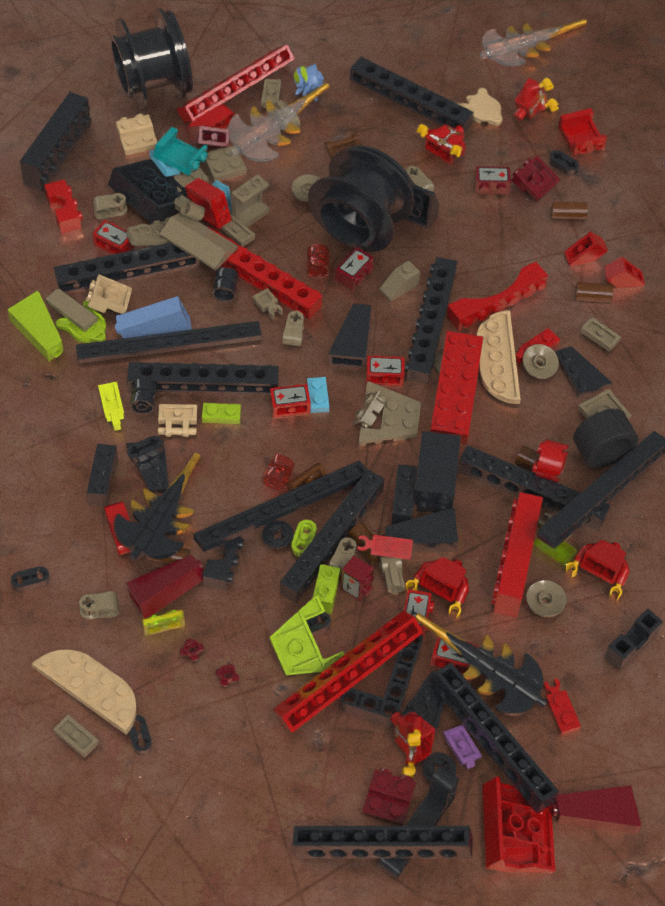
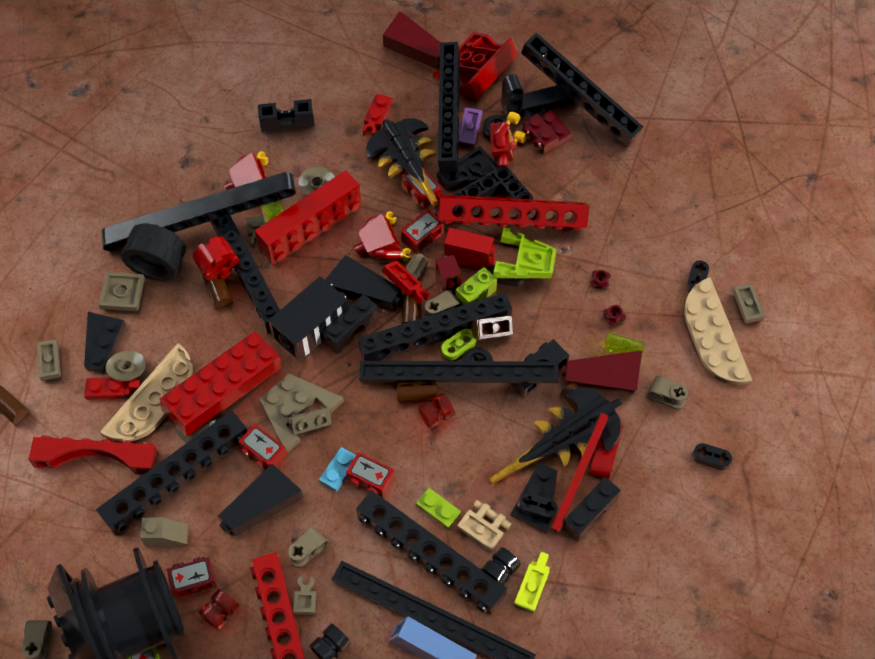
camera: 140 degrees left, 5 degrees up
(127, 484) = (579, 472): none -> red tile
(284, 561) = (492, 327): none -> brick
(358, 612) = (470, 249): none -> red brick

